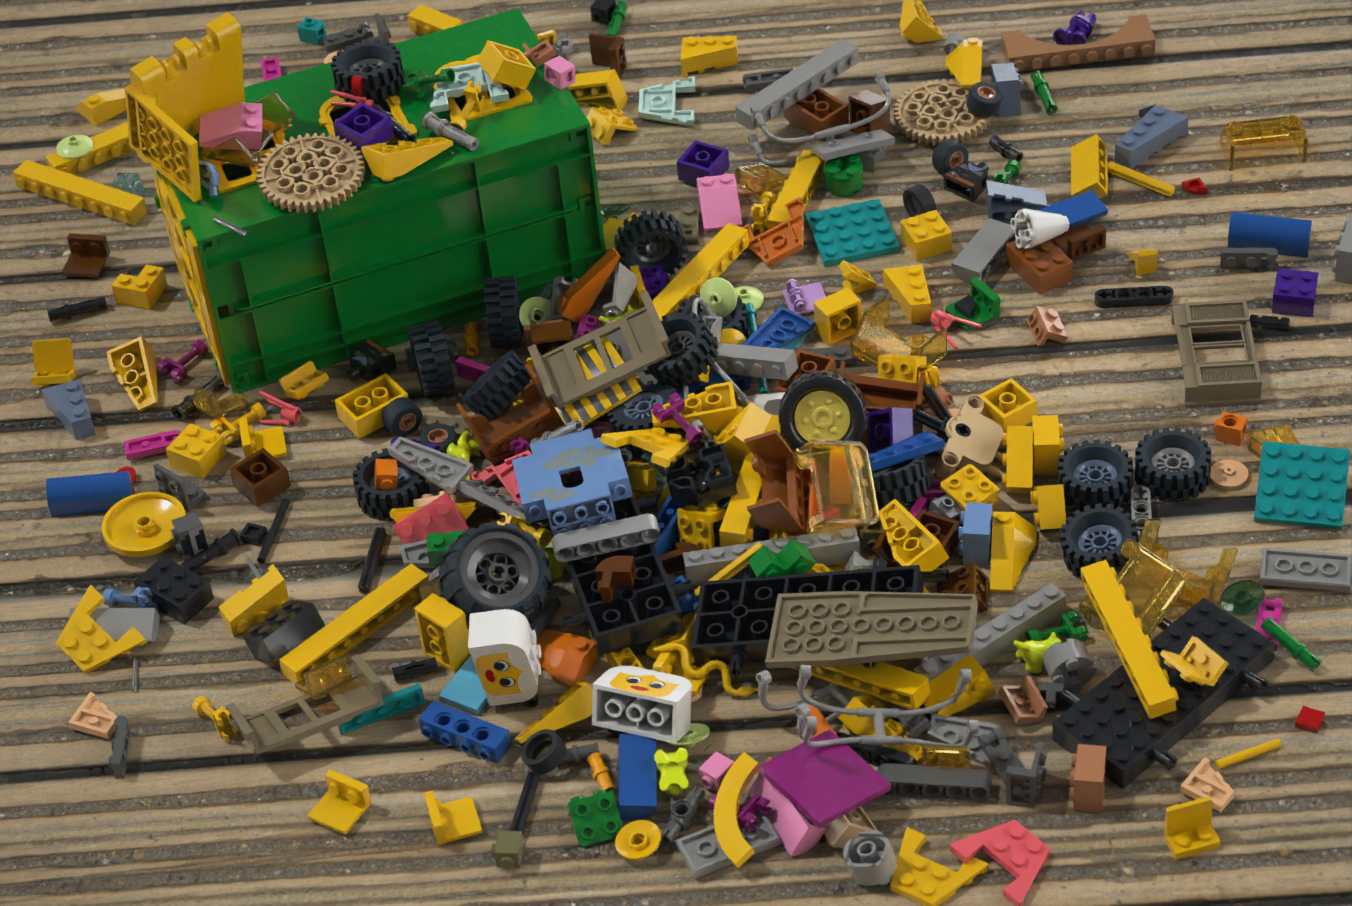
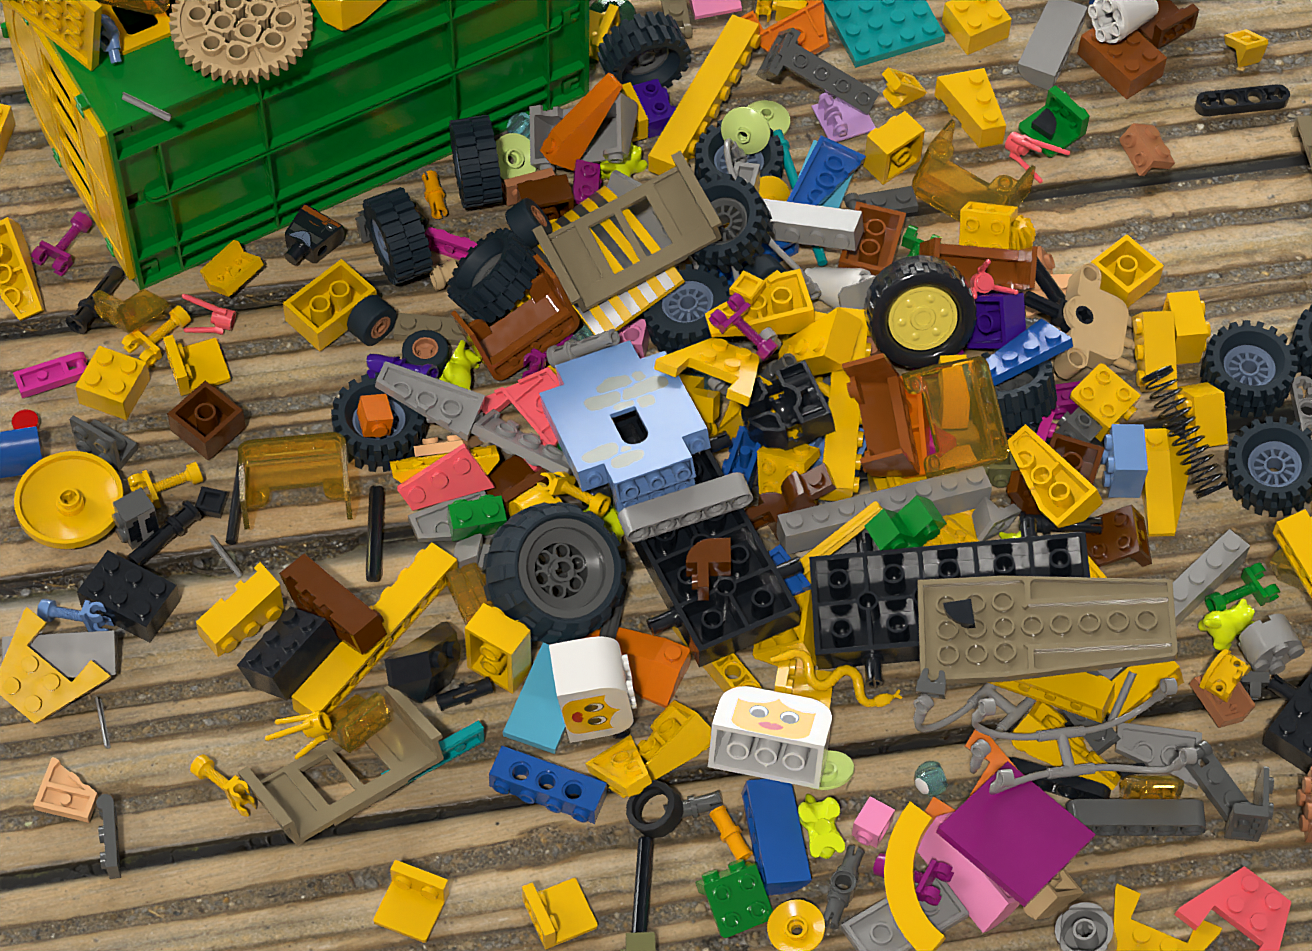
camera: 15 degrees left, 15 degrees up
(241, 513) = (143, 480): none -> yellow bar
(289, 678) = (314, 725): none -> yellow plant
(315, 508) = (292, 464): none -> clear yellow windscreen
(332, 603) = (324, 596): none -> reddish brown wedge
(383, 642) = (425, 663): none -> black wedge
(461, 389) = (441, 275): none -> tan wheel
(524, 721) = (621, 768): none -> yellow wing
(529, 339) = (524, 218): none -> black wheel
(688, 391) = (748, 287): none -> yellow tile
(706, 534) = (805, 489): none -> reddish brown brick
(770, 744) = (930, 779): none -> clear light blue piece
(774, 667) = (933, 689): none -> dark grey tile
(787, 263) = (789, 55): none -> dark grey bracket
(805, 614) = (960, 612): none -> black tile
(884, 401) = (983, 282): none -> coral plant
(940, 685) = (1122, 696): none -> light grey piece
(1022, 680) = (1224, 675): none -> yellow piece
(1042, 555) = (1157, 375): none -> black piece

